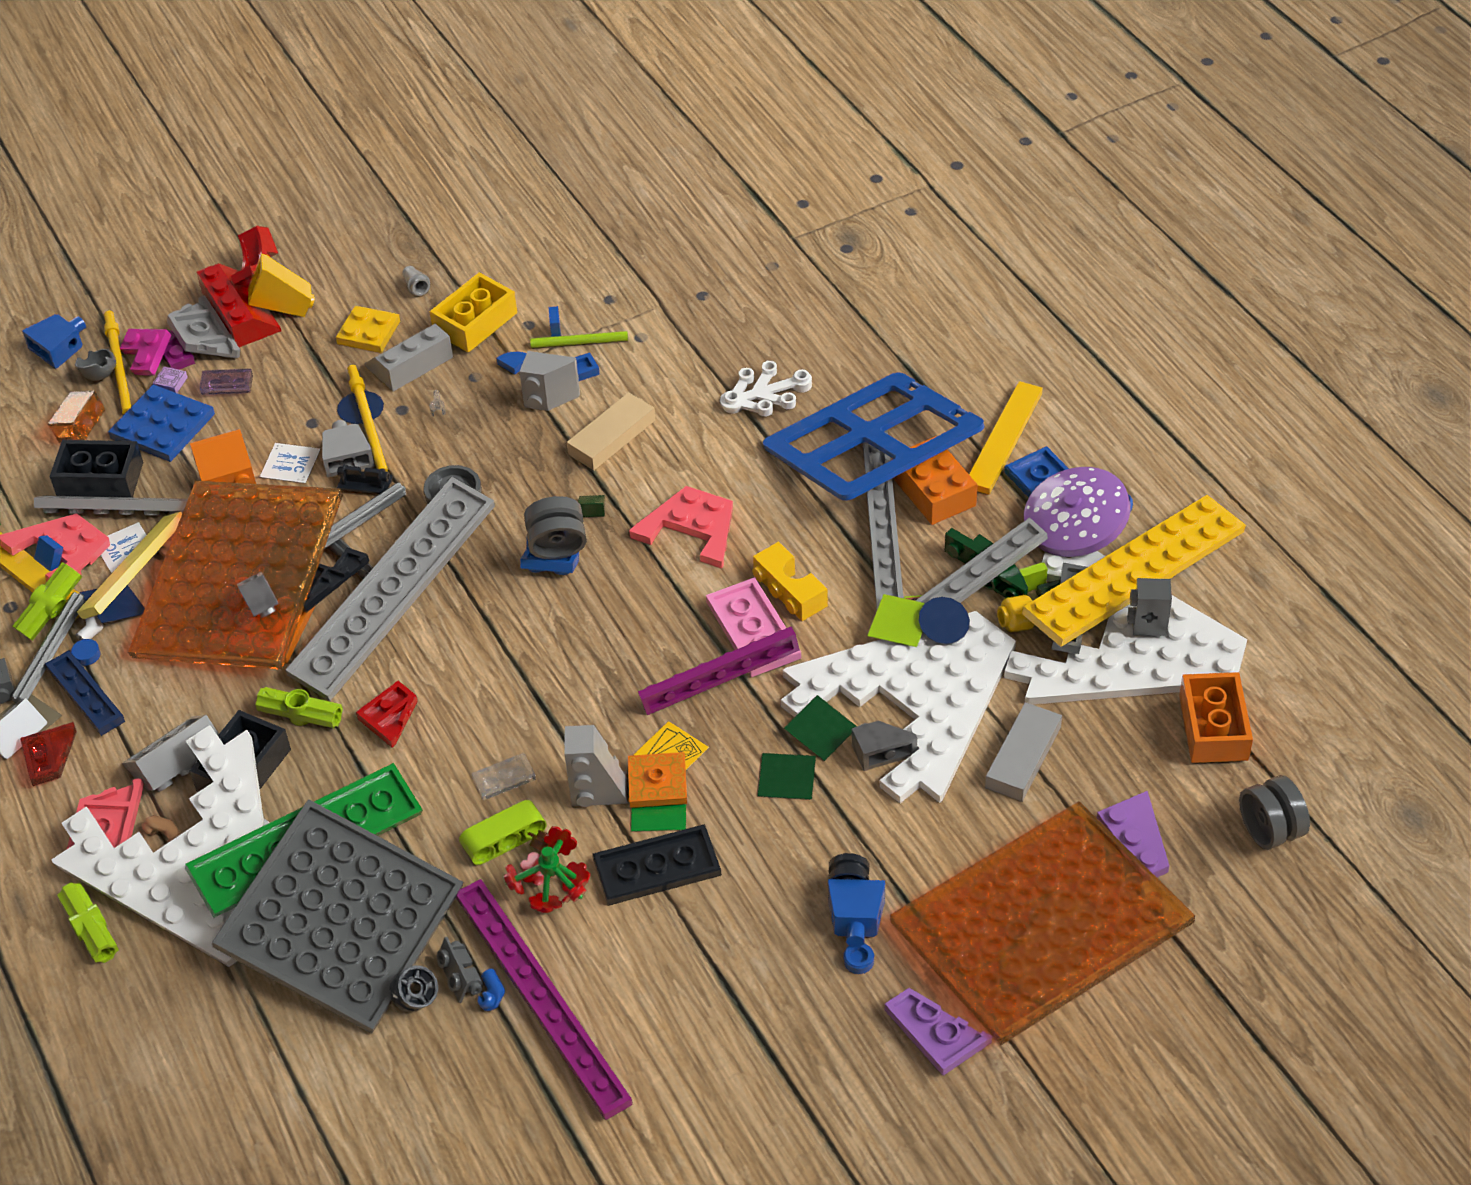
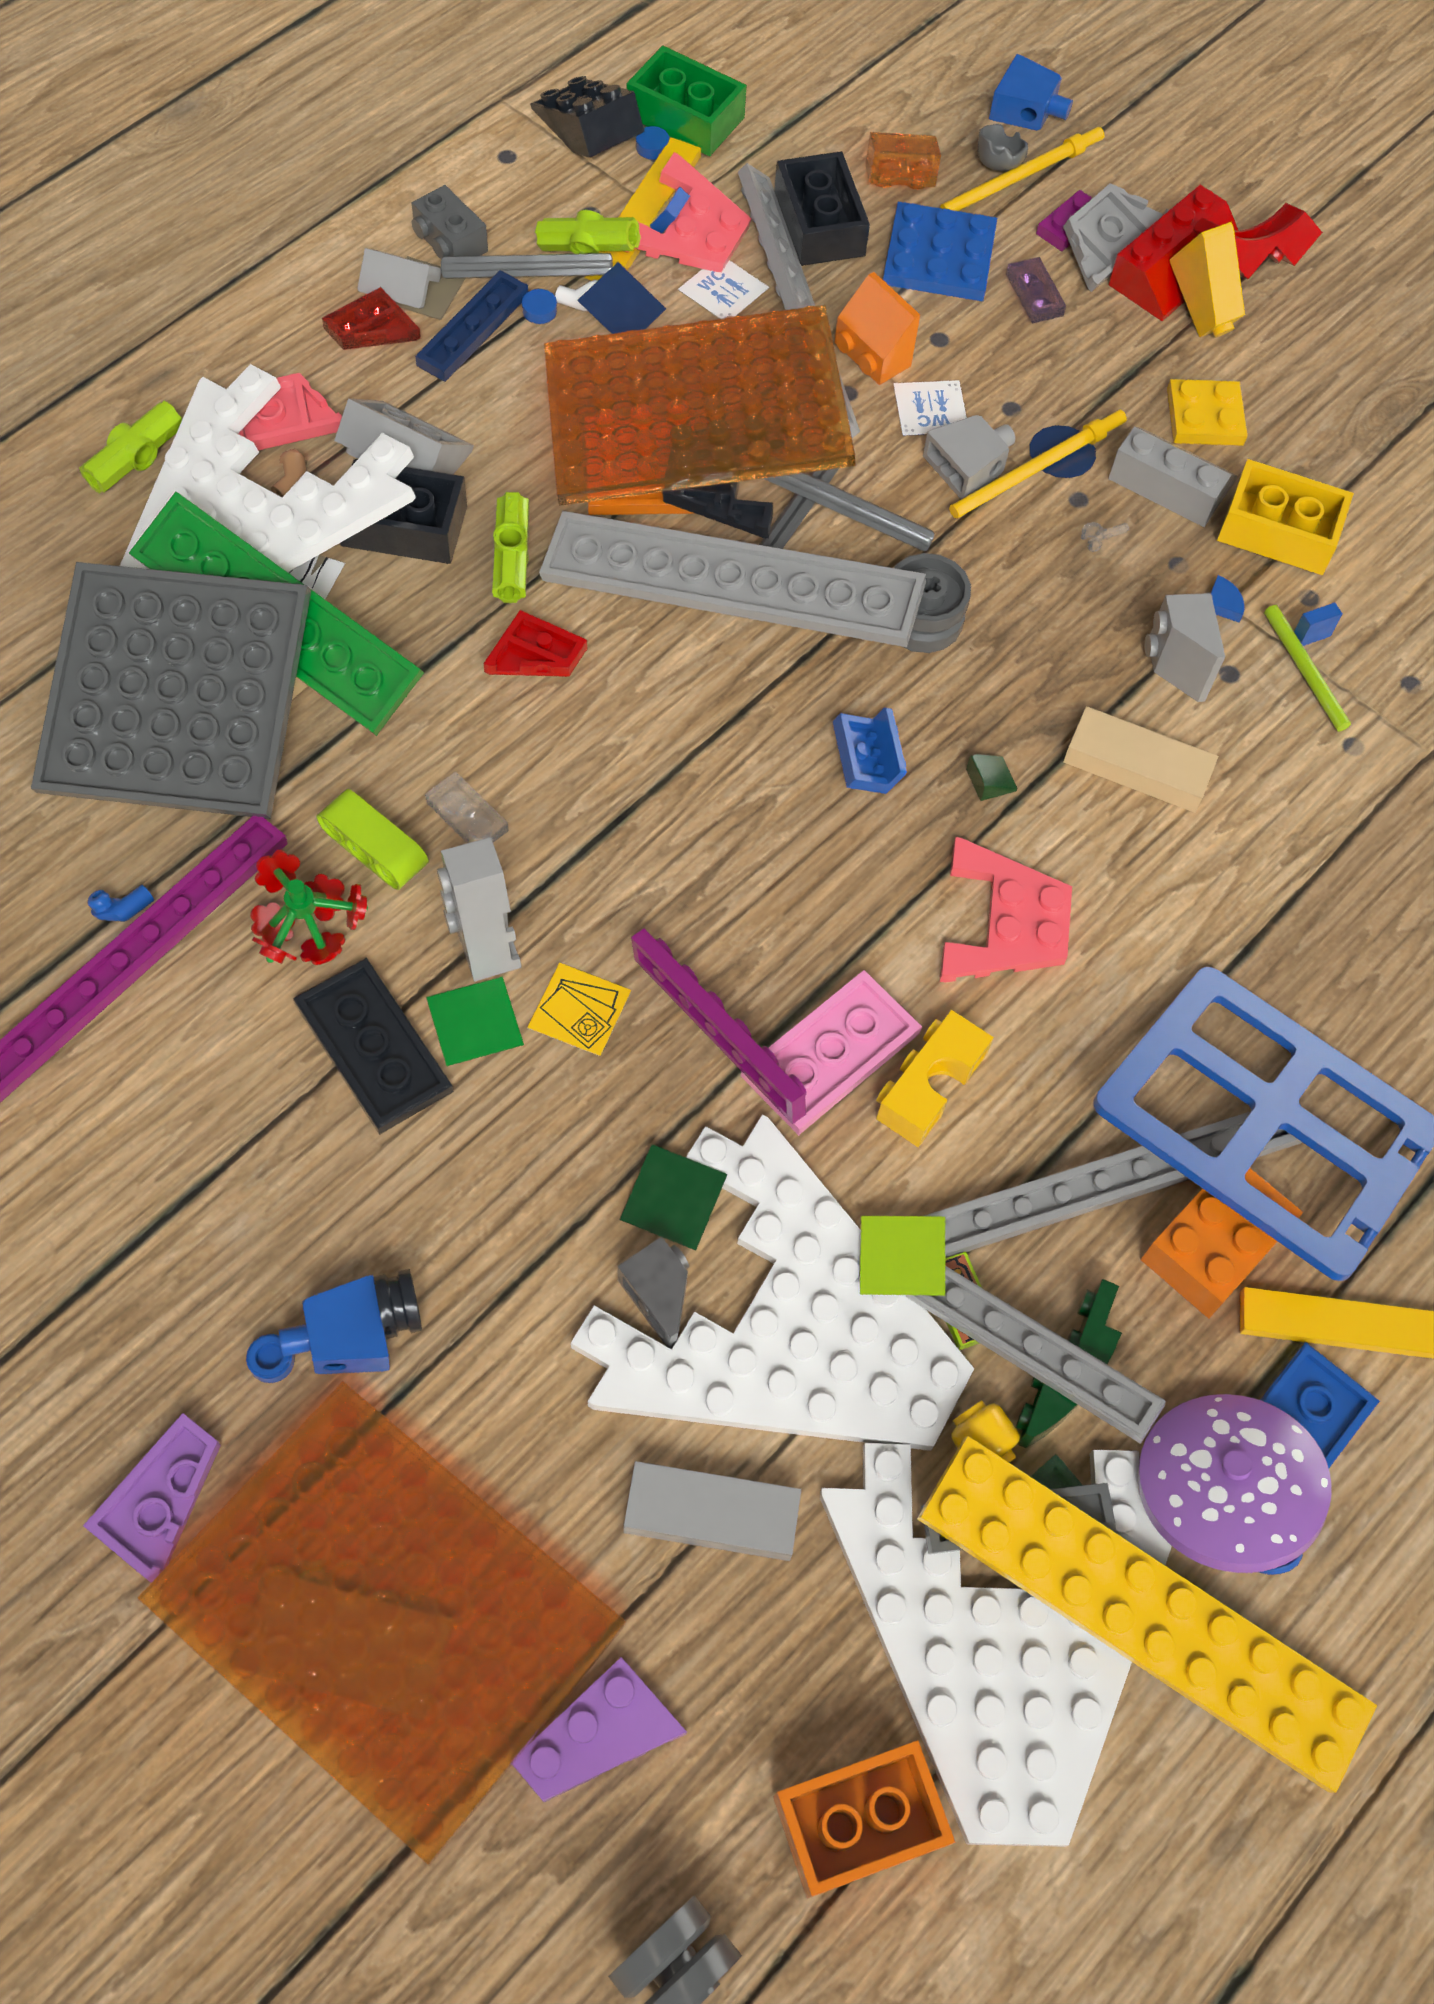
camera: 65 degrees right, 15 degrees up
(130, 566) = (667, 294): light yellow tile -> none
(148, 346) = (1060, 188): dark pink plate -> none
(171, 379) = (1016, 234): lavender tile -> none
(258, 595) = (640, 425): flat silver slope -> none
(366, 481) = (925, 493): black hinge -> none
(416, 281) = (1318, 436): light grey cone -> none
(425, 985) = (86, 827): black wheel -> none
(453, 959) = (131, 865): dark grey hinge -> none
(538, 840) = (371, 887): reddish brown plate -> none
(555, 527) = (882, 727): dark grey wheel -> none
(586, 366) = (1254, 688): blue tile -> none
(657, 779) = (515, 1003): orange plate -> none
(737, 399) = (1312, 938): white plant -> none
(786, 776) = (577, 1175): dark green sticker -> none
(944, 620) = (922, 1321): dark blue sticker -> none
(1035, 575) = (1073, 1442): lime tile -> none
(1150, 607) = (1044, 1651): dark grey brick -> none

